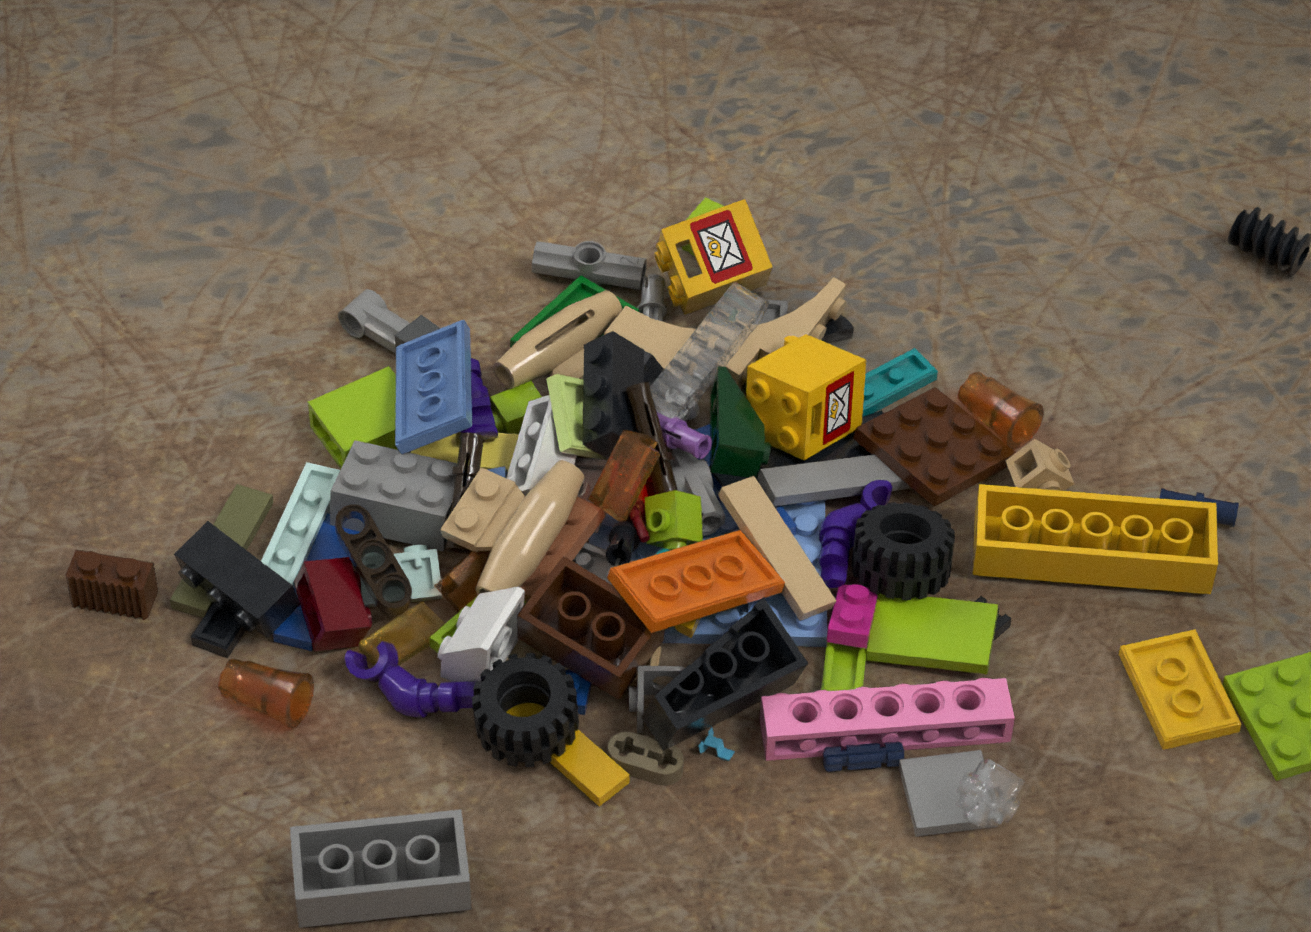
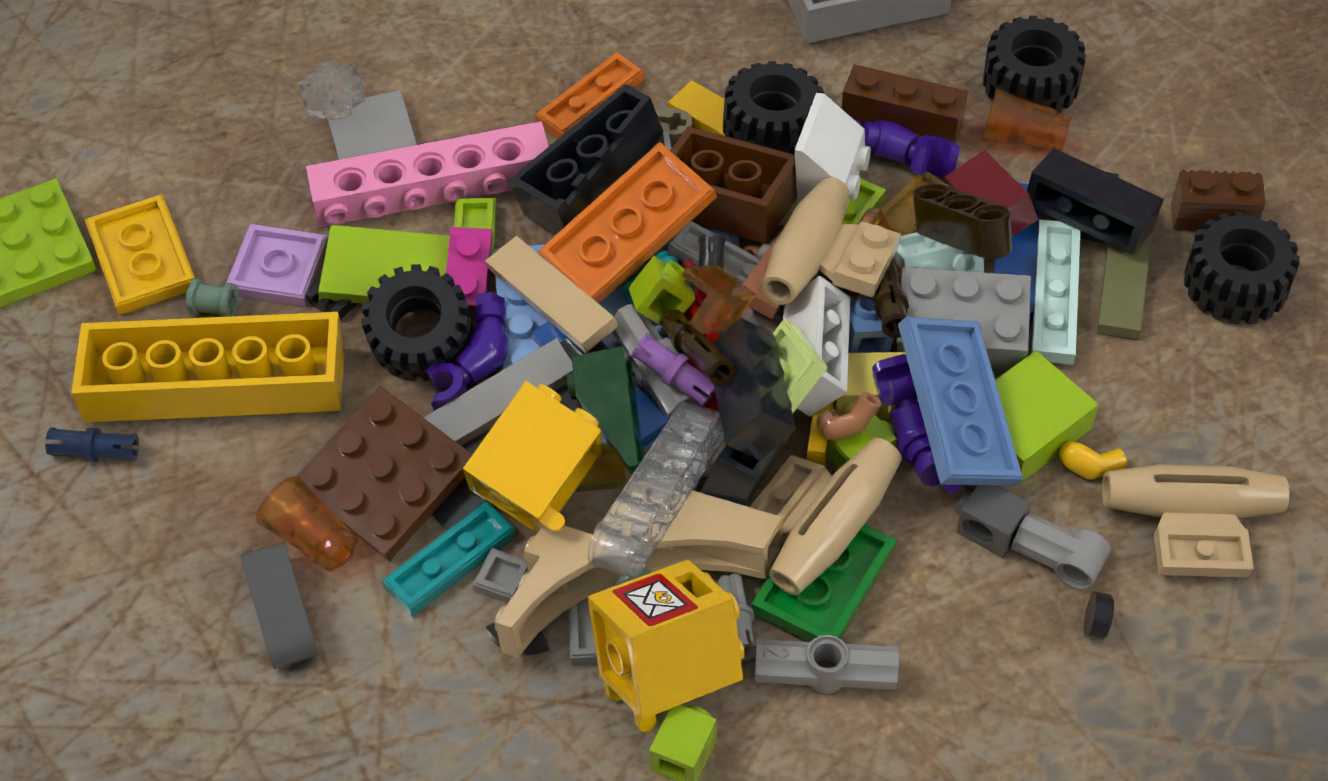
camera: 175 degrees right, 5 degrees up
(118, 491) = (1244, 243): none -> black tyre
(236, 774) = (1035, 62): none -> black tyre
(255, 334) = (1198, 513): none -> tan plate
(317, 387) = (1088, 462): none -> yellow arm
(366, 273) = (1098, 615): none -> black tile
(384, 724) = (910, 102): none -> reddish brown brick
(522, 394) = (852, 423): none -> nougat arm
(710, 805) = (588, 94): none -> orange tile
(1022, 357) = (279, 605): none -> dark grey beam
(1040, 467) = (265, 439): tan brick -> none
(1041, 659) = (278, 264): none -> lavender tile
(1097, 626) = (212, 298): none -> sand green bush

